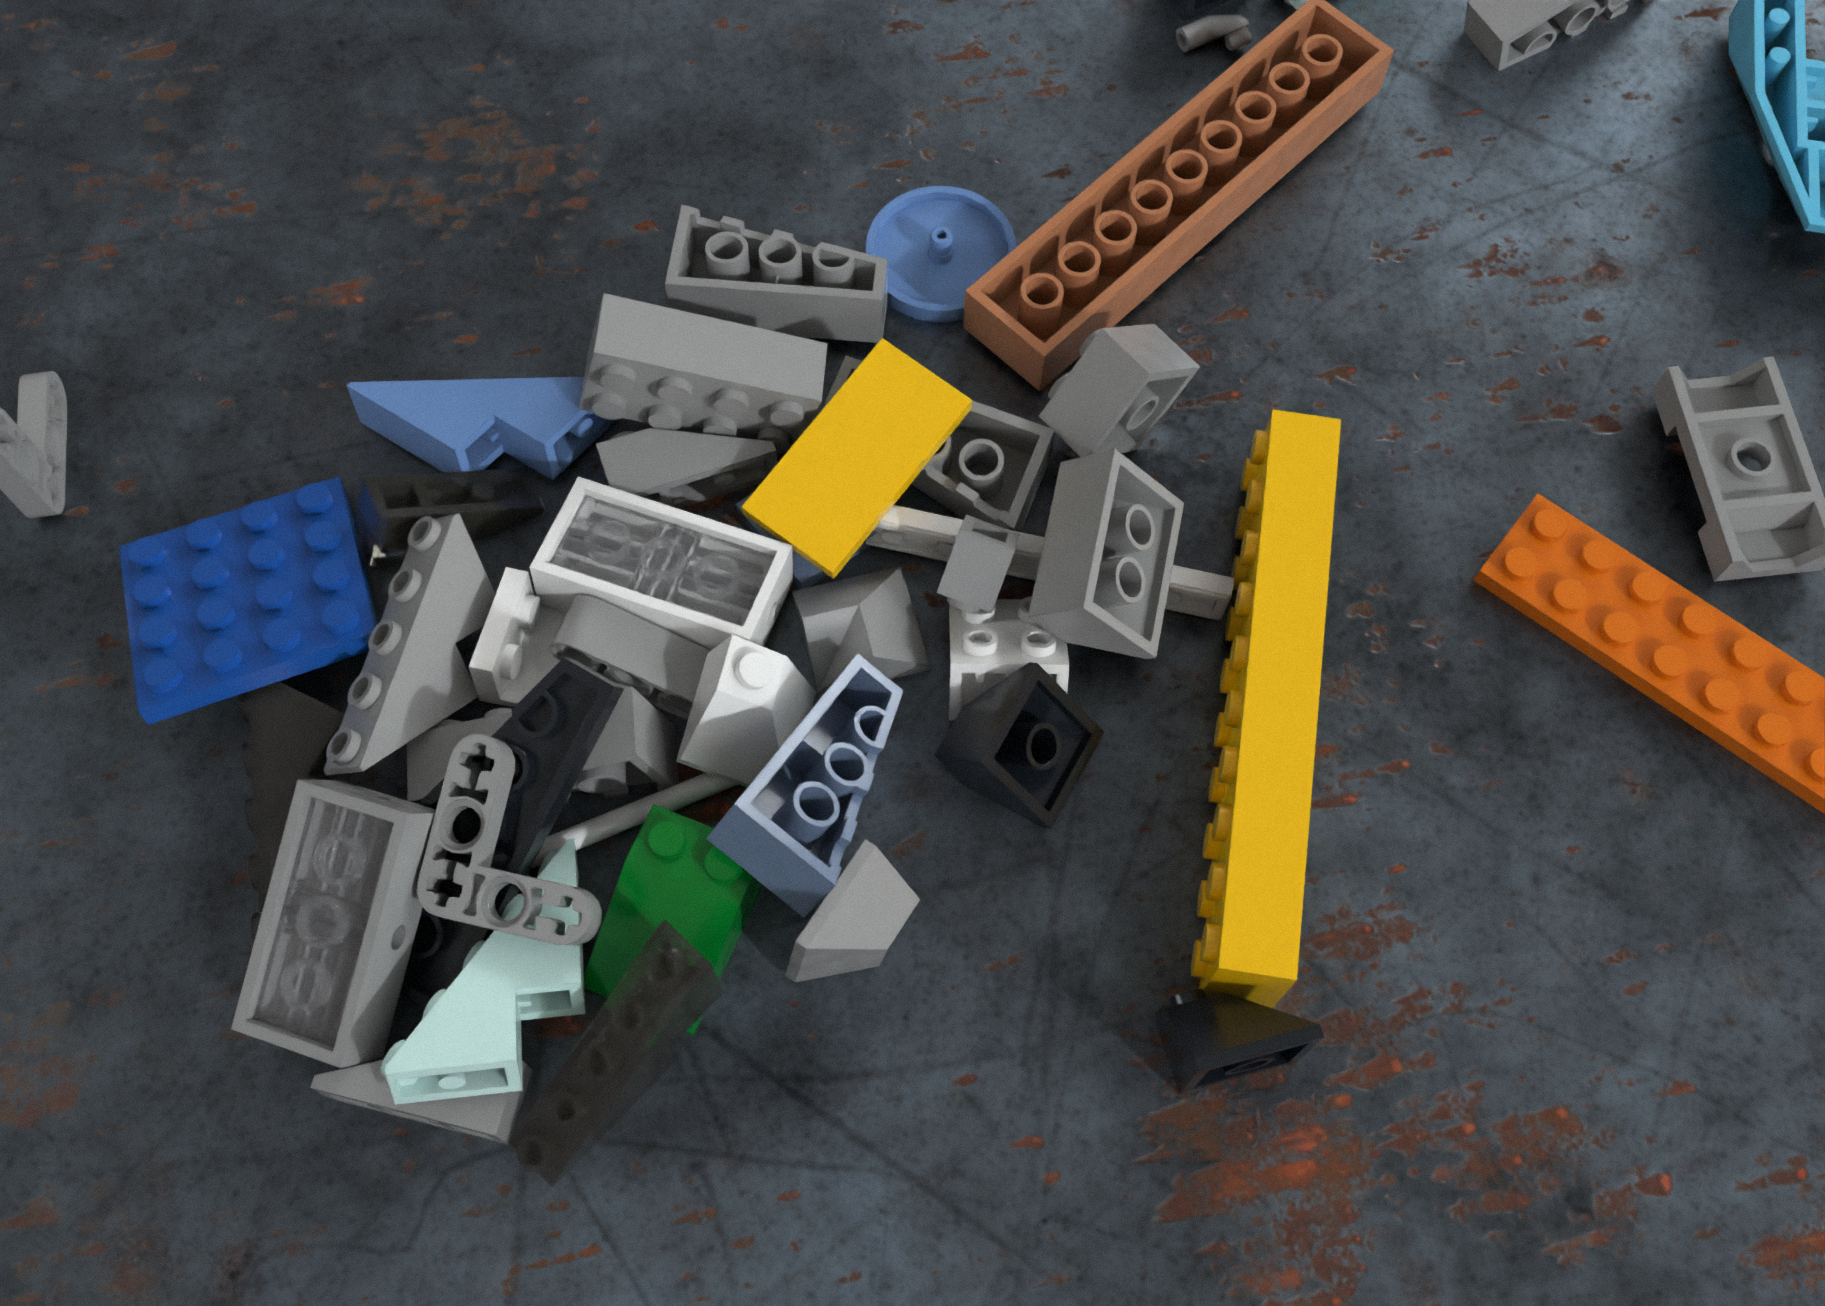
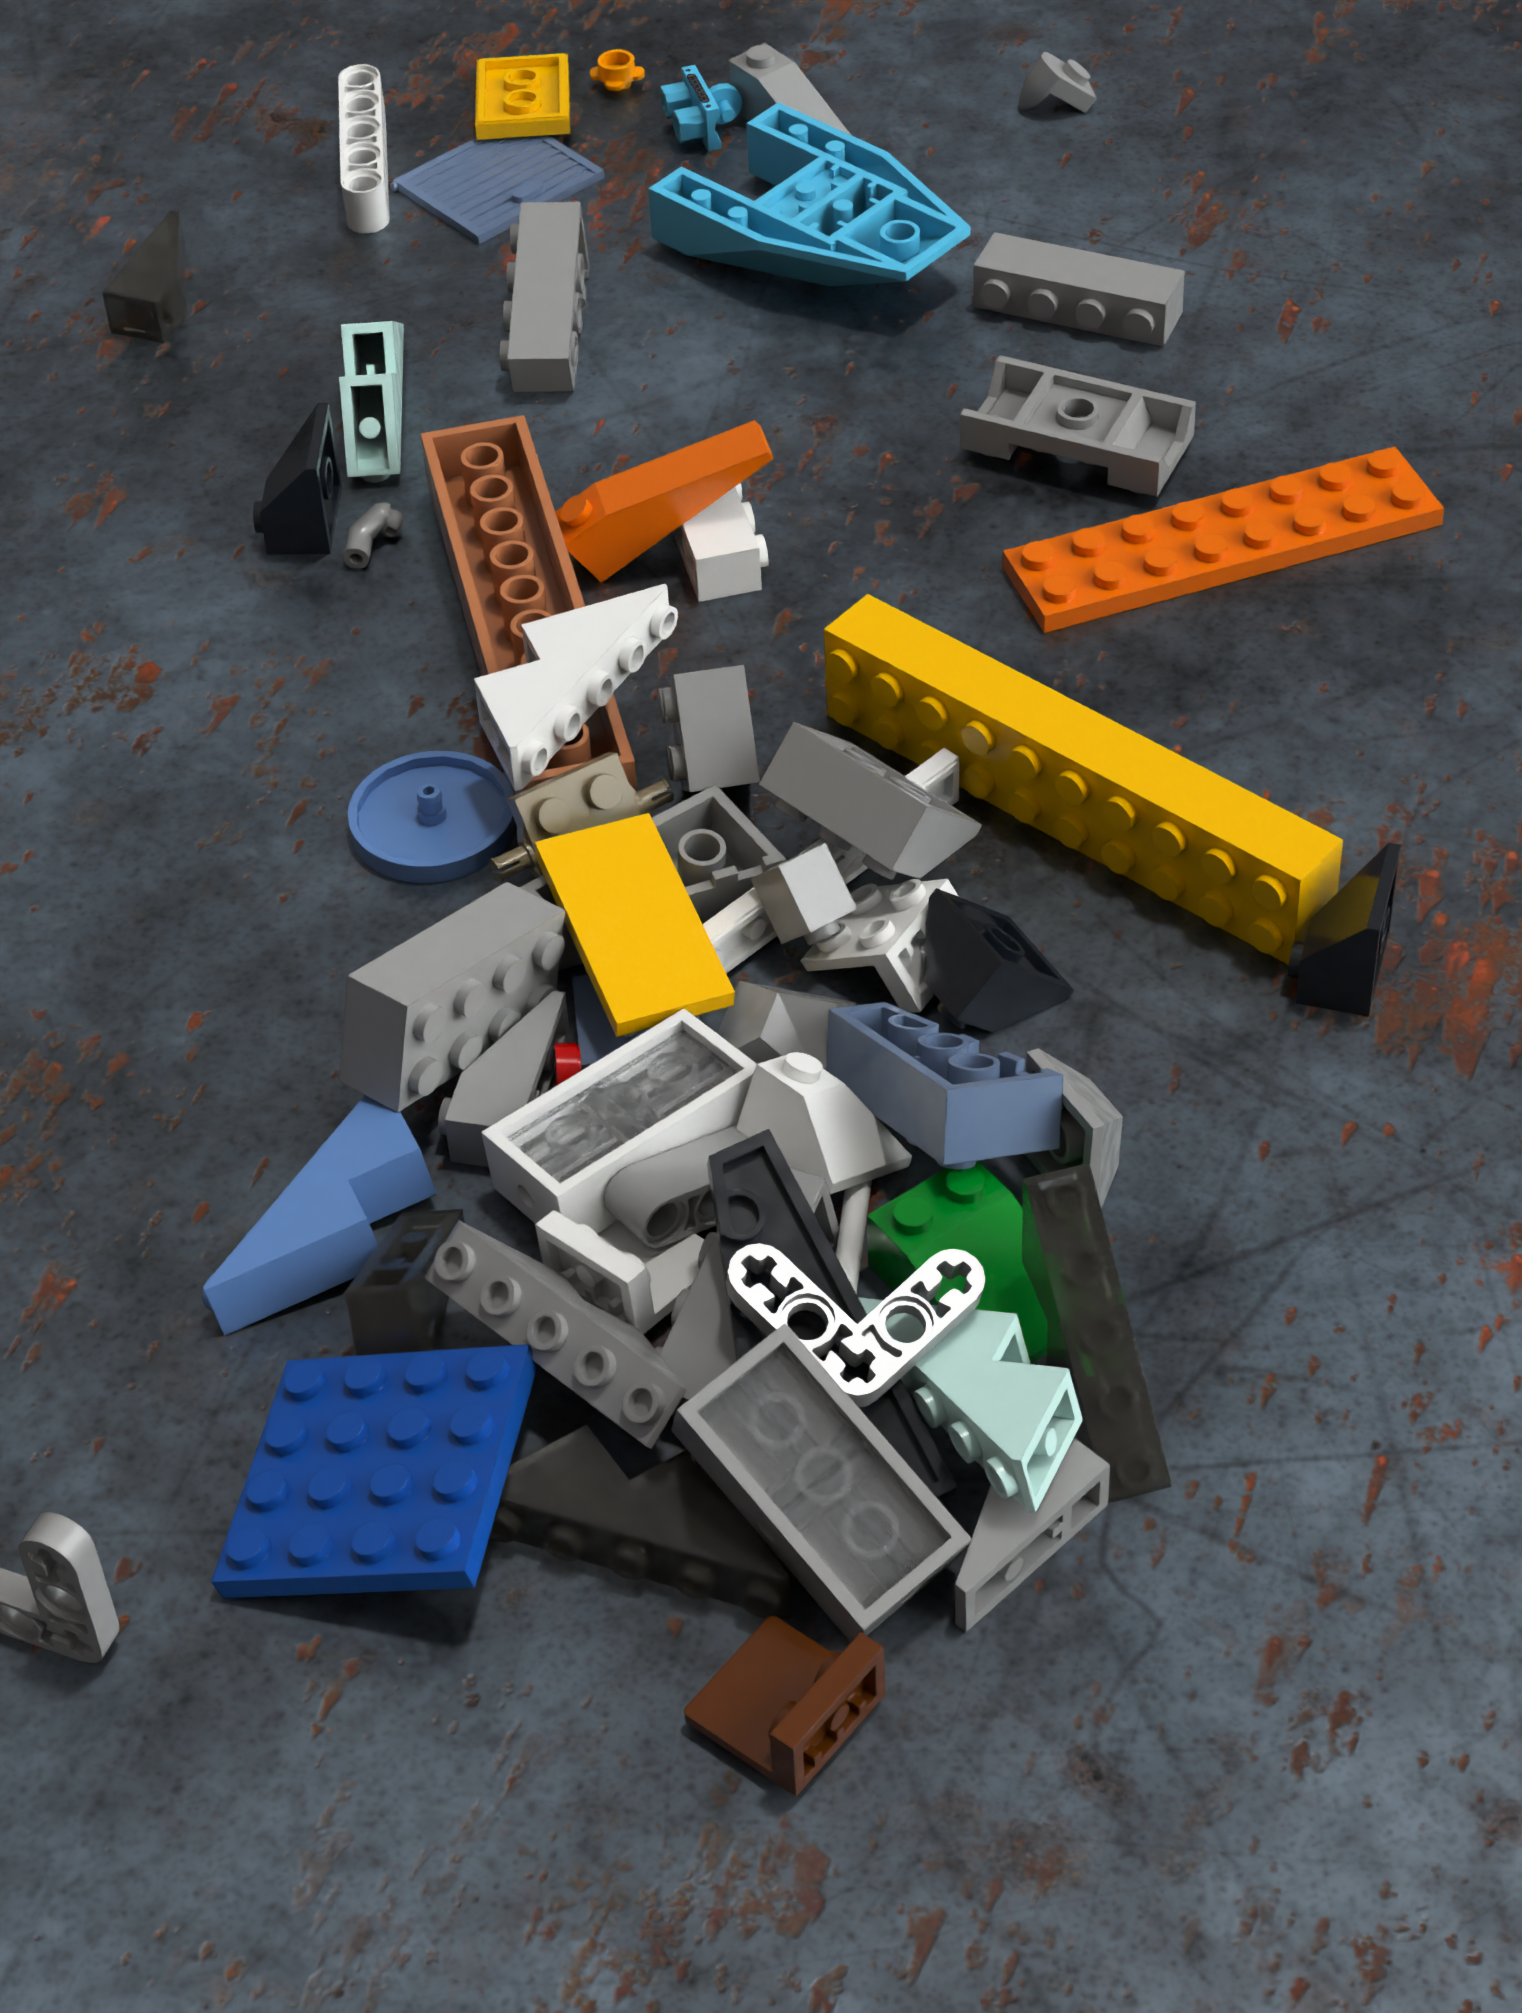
camera: 55 degrees left, 20 degrees down
(175, 1002) = (789, 1701): none -> reddish brown bracket
(715, 498) = (567, 1061): none -> red tile
(775, 281) = (414, 887): light grey wedge -> none
(969, 351) = (573, 802): none -> dark tan plate
(1101, 254) = (568, 674): none -> white slope
(1372, 198) = (644, 504): none -> orange wedge
(1397, 257) = (722, 548): none -> white brick

